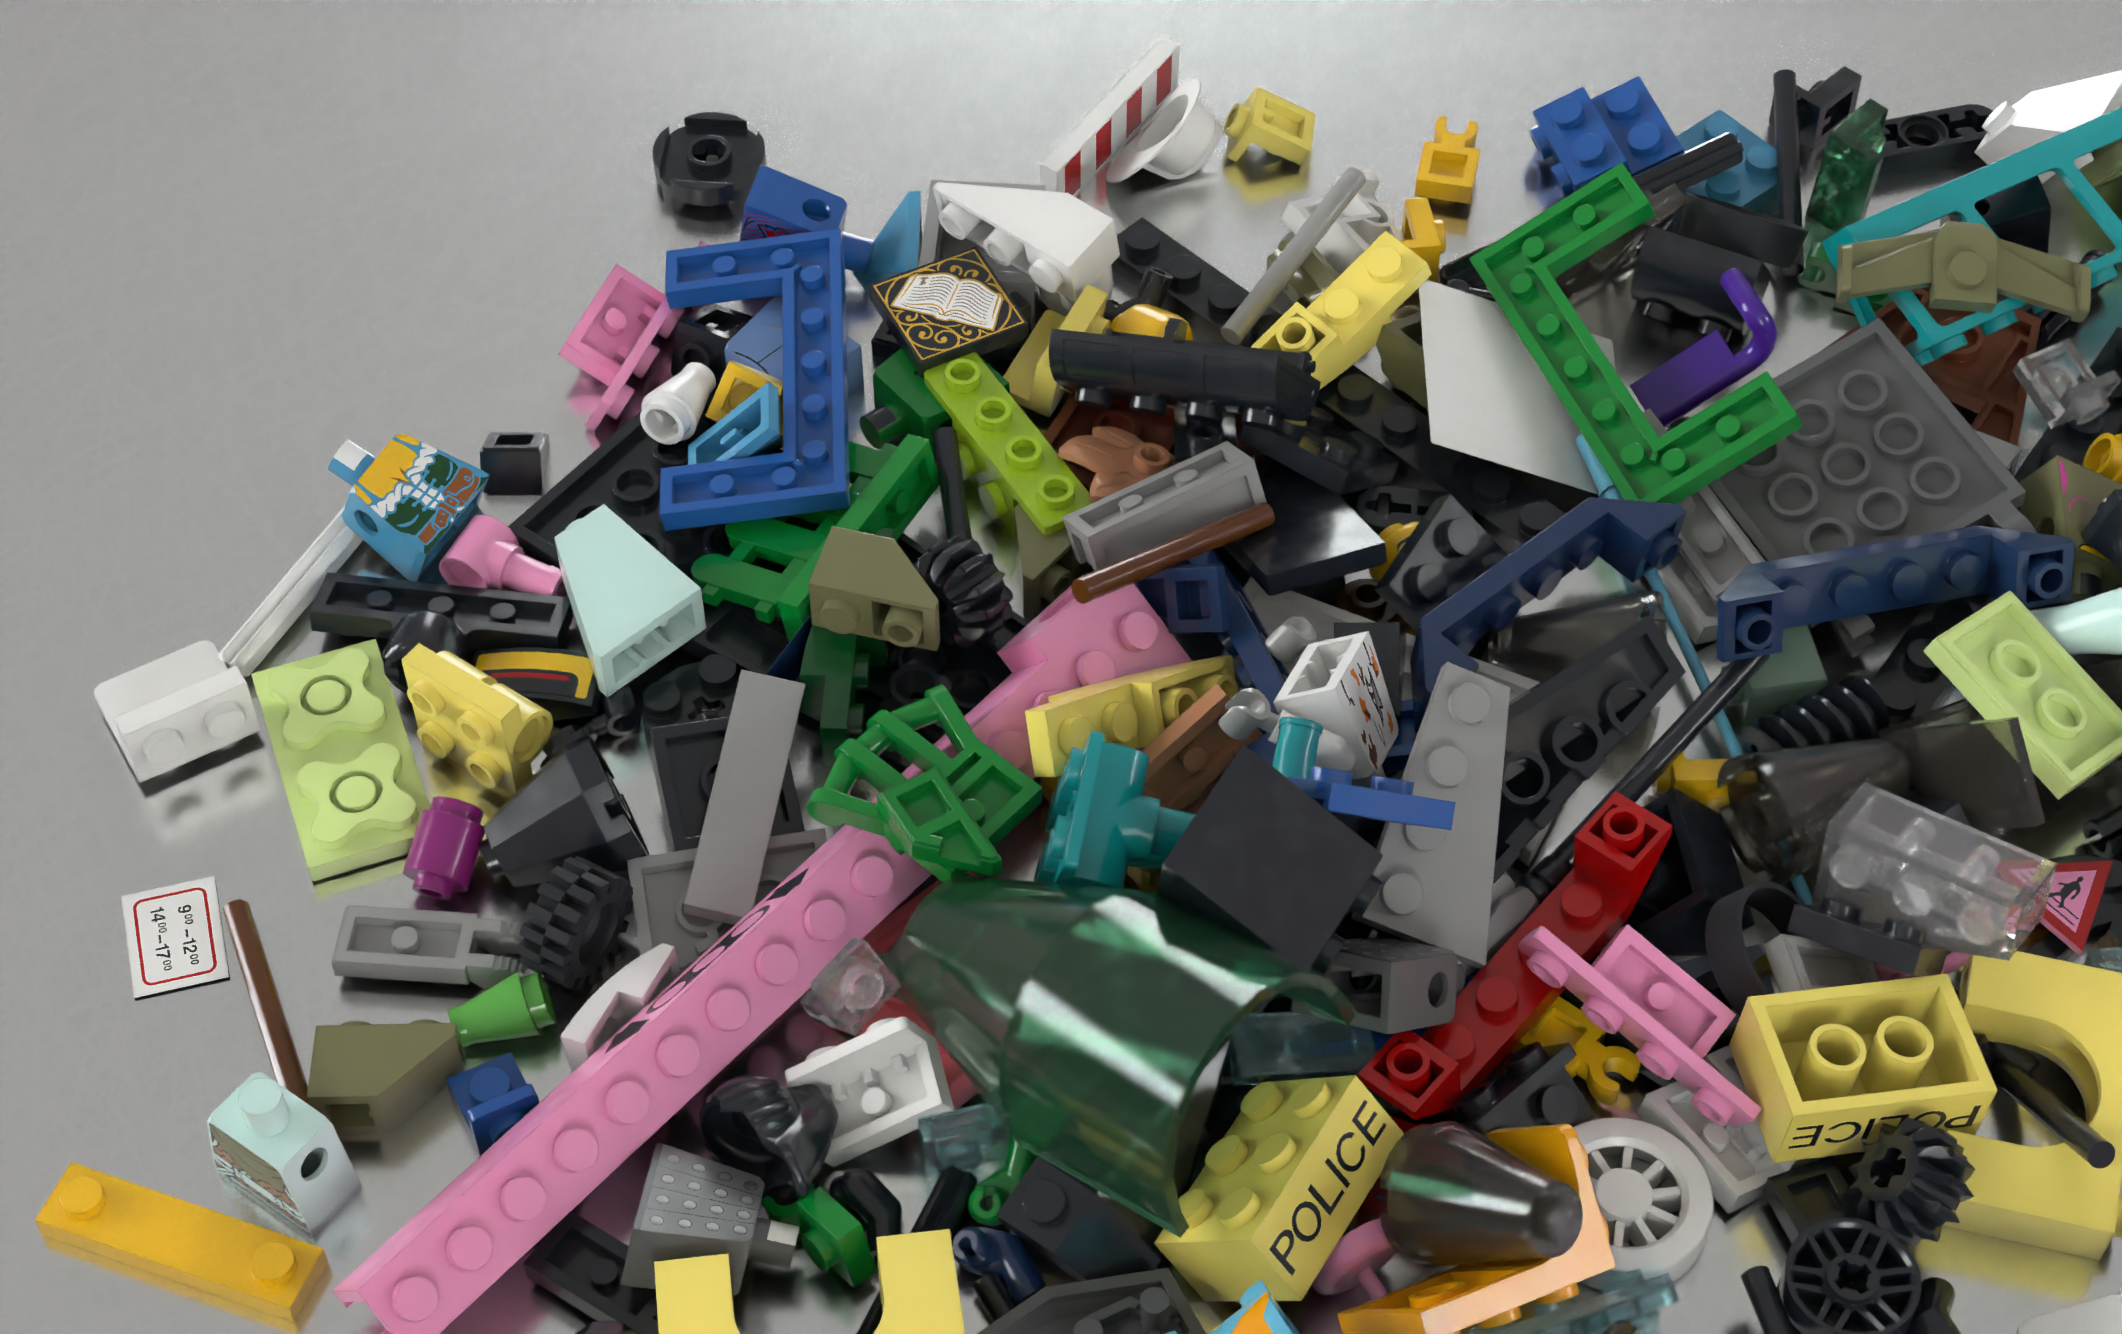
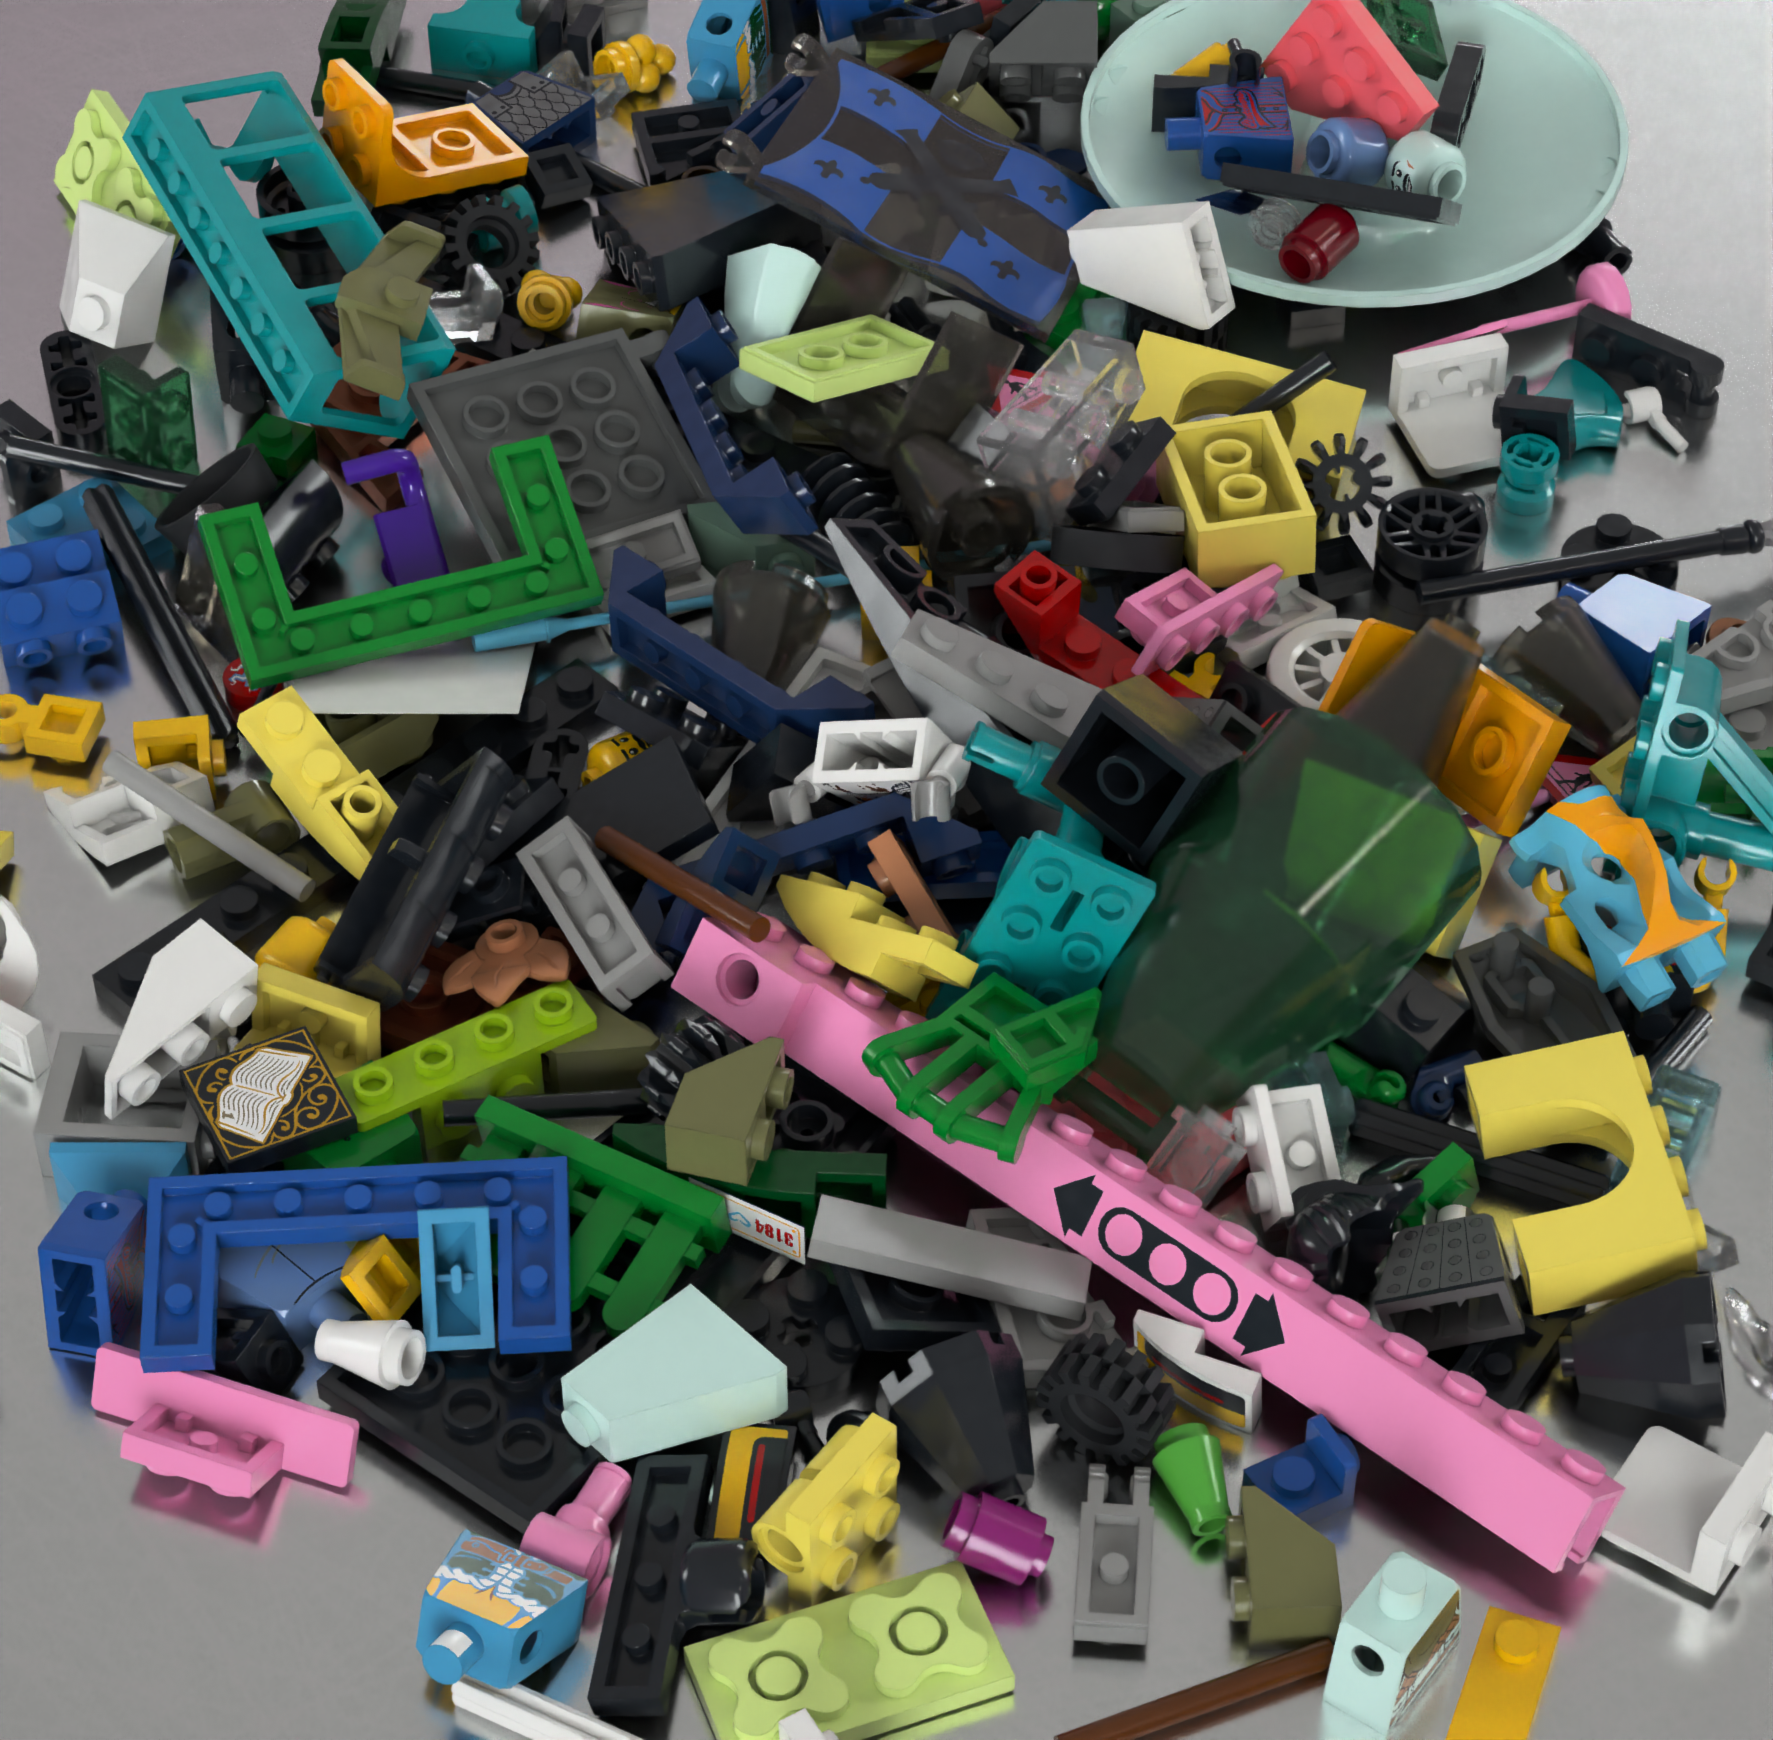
camera: 90 degrees left, 5 degrees down
(515, 462) = (397, 1546): black slope -> none
(1385, 801) = (1067, 687): blue plate -> none

